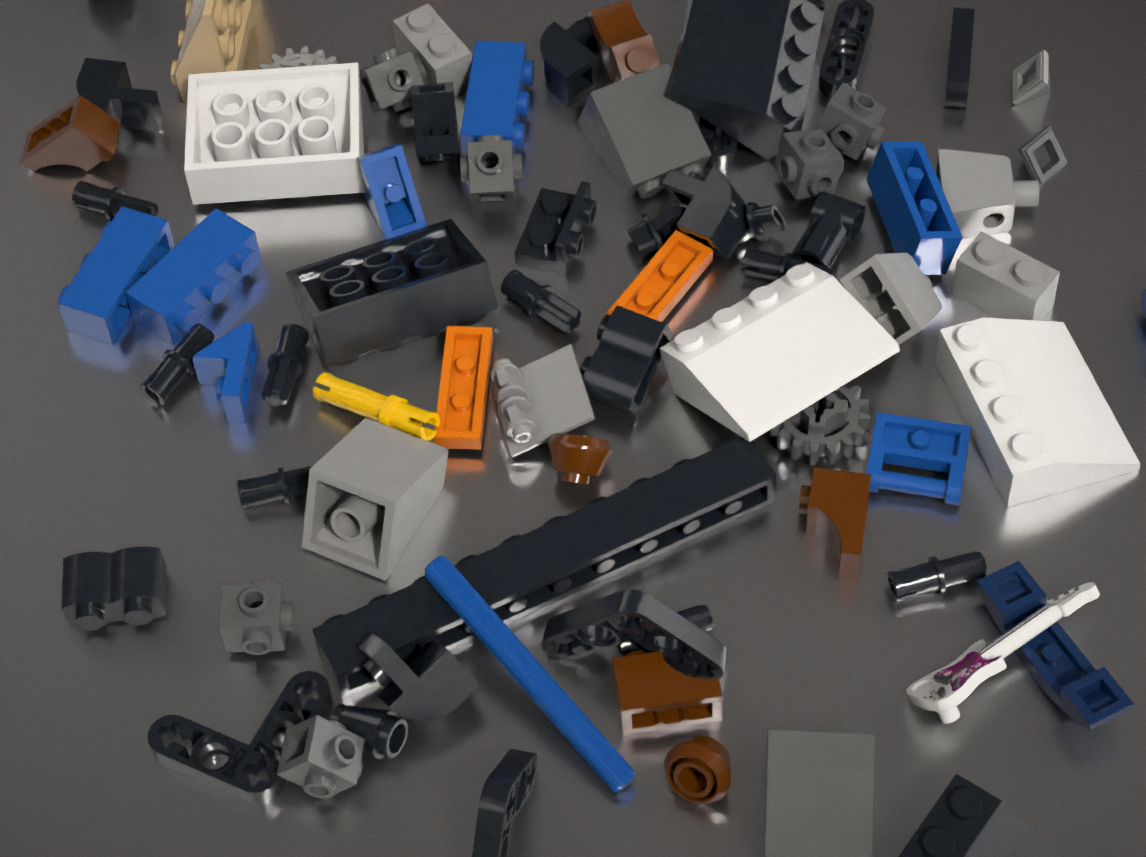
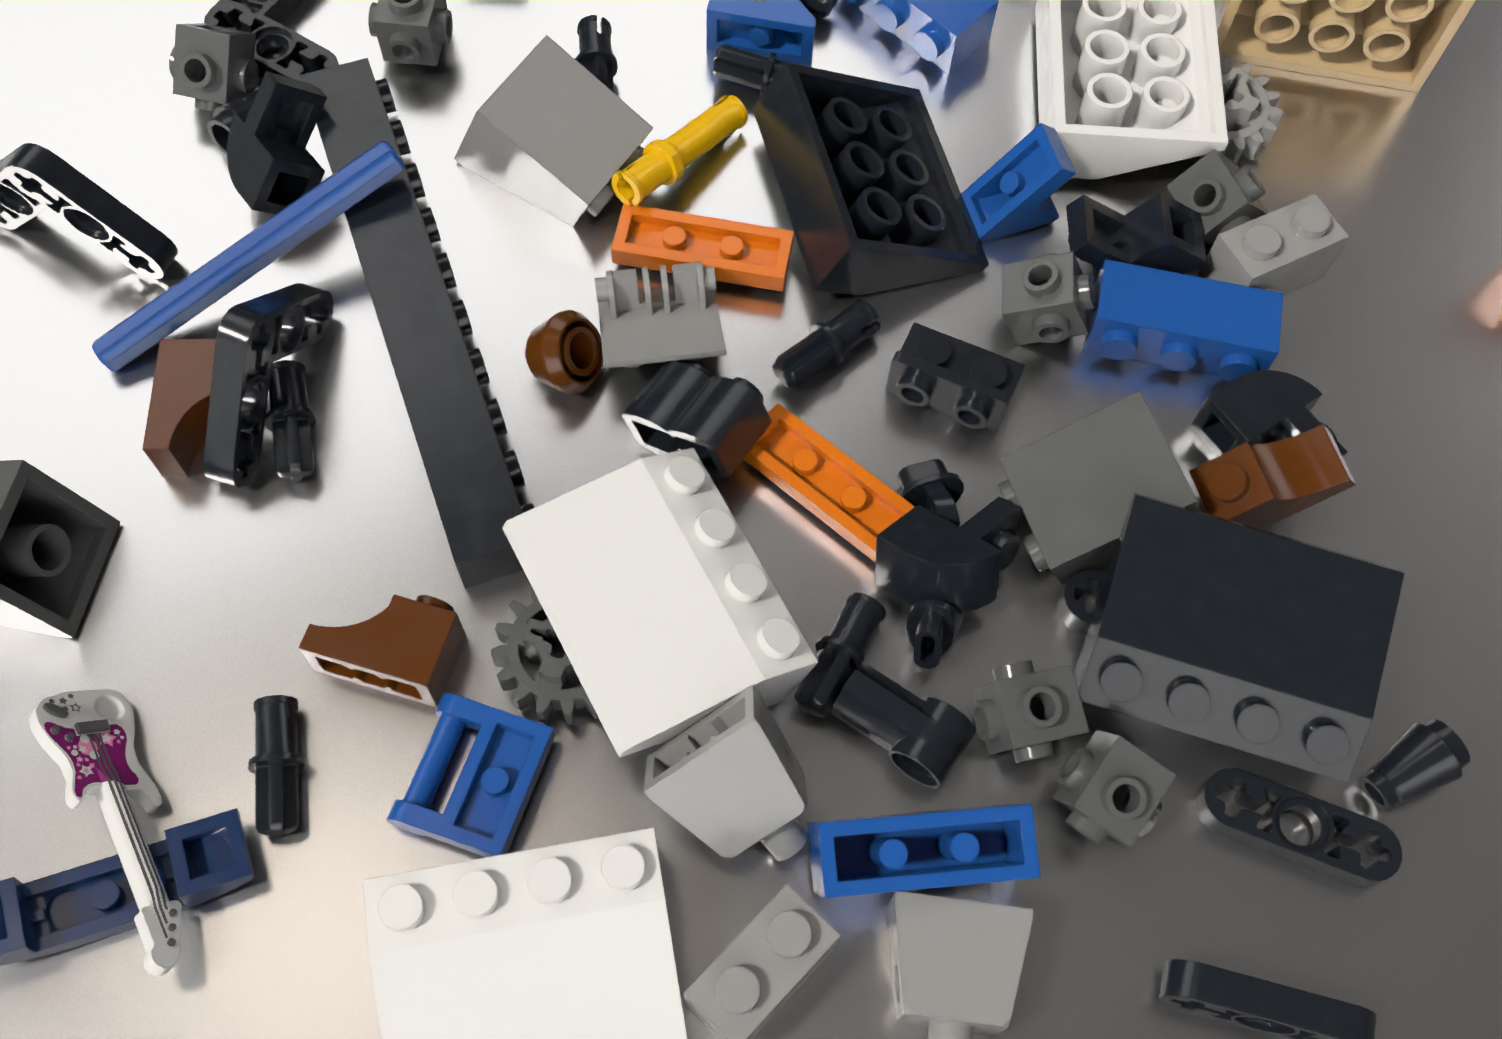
camera: 90 degrees right, 10 degrees up
(699, 769) = (76, 426): reddish brown cone -> none

